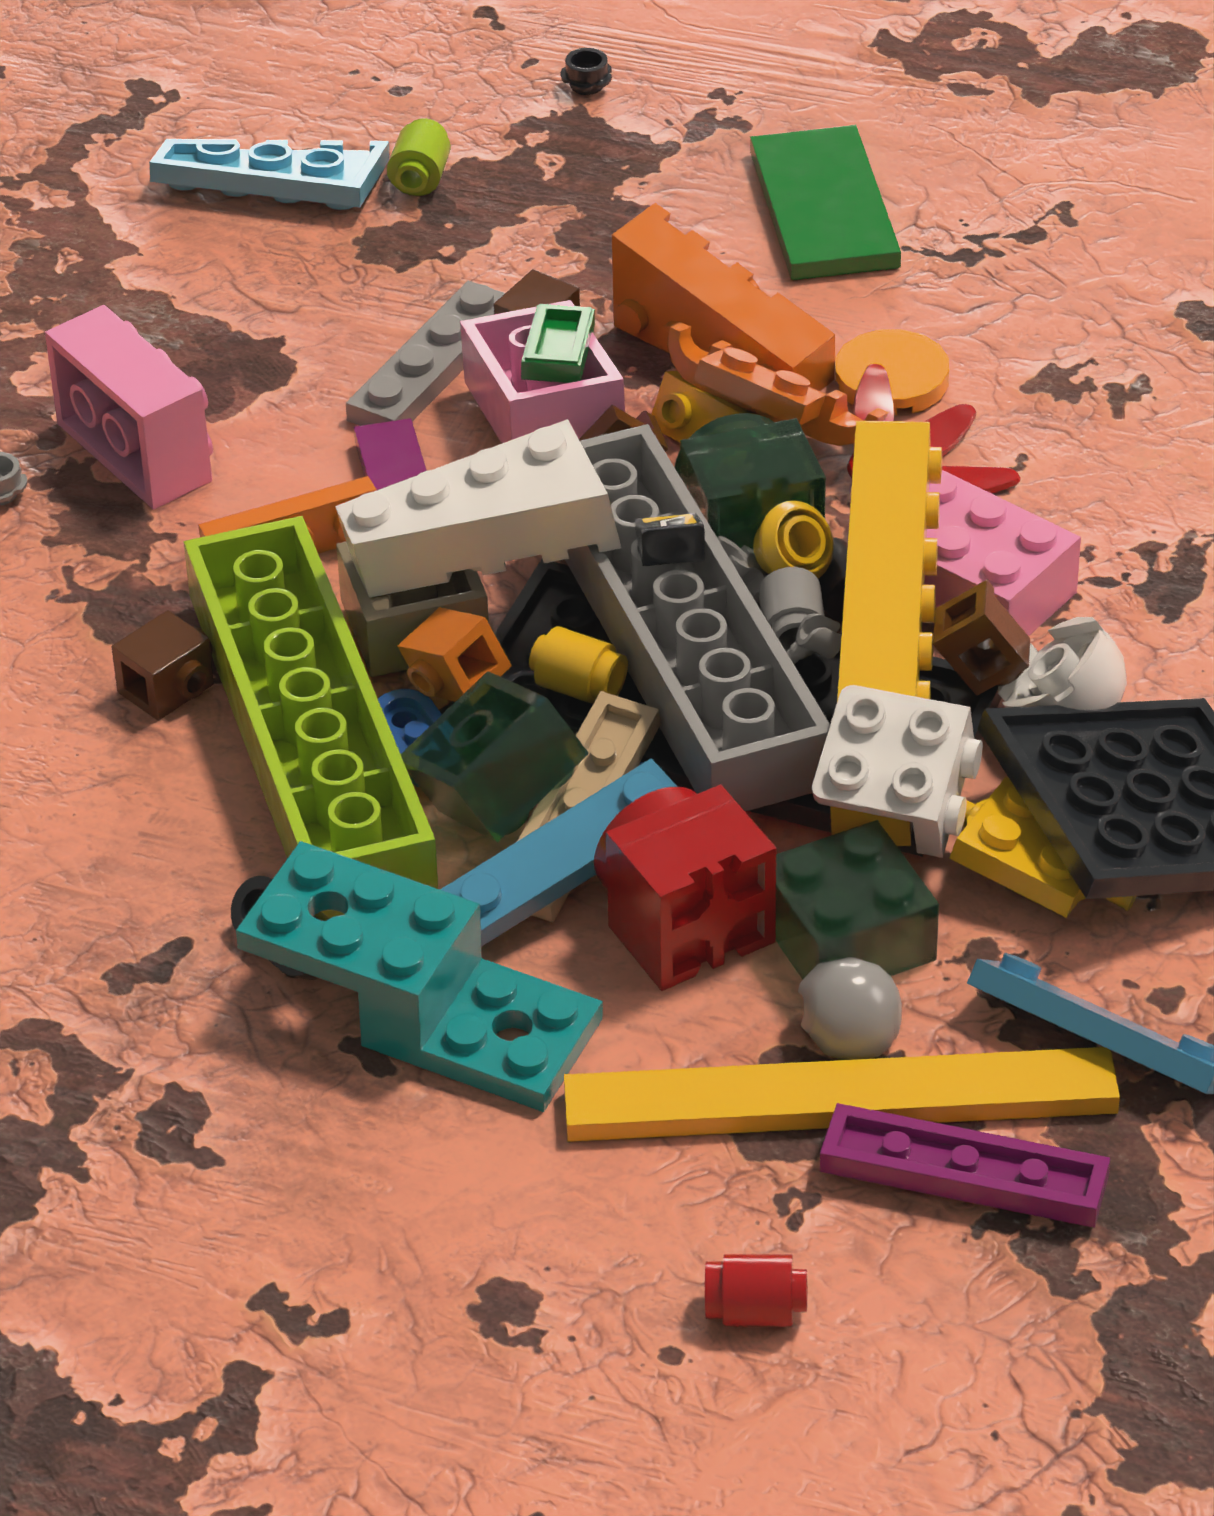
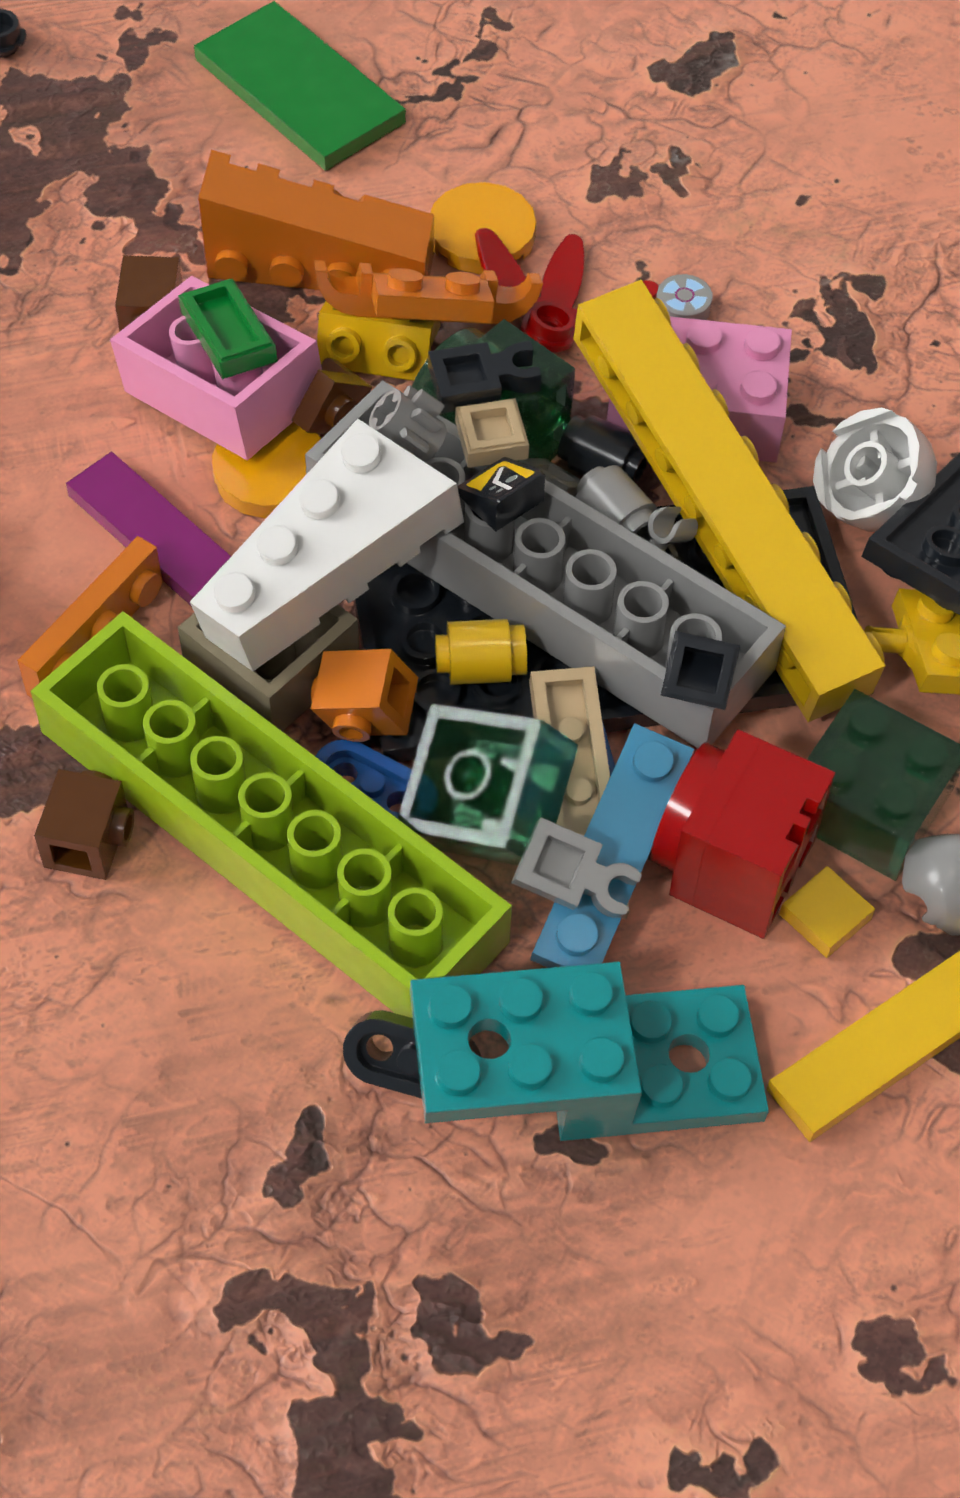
camera: 35 degrees left, 15 degrees up
(423, 363) = (76, 380): light grey plate -> none
(501, 830) = (564, 868): none -> light grey plate
(623, 452) = (410, 421): none -> light grey gear
(703, 491) = (491, 432): none -> tan tile
(722, 725) = (700, 670): none -> black slope
(723, 440) = (476, 376): none -> black plate
(729, 990) = (826, 911): none -> yellow tile
(794, 537) = (572, 441): yellow cone -> none
(900, 761) = (854, 629): white bracket -> none
(981, 639) = (803, 466): reddish brown brick -> none
(1032, 492) = (686, 296): none -> light grey tile

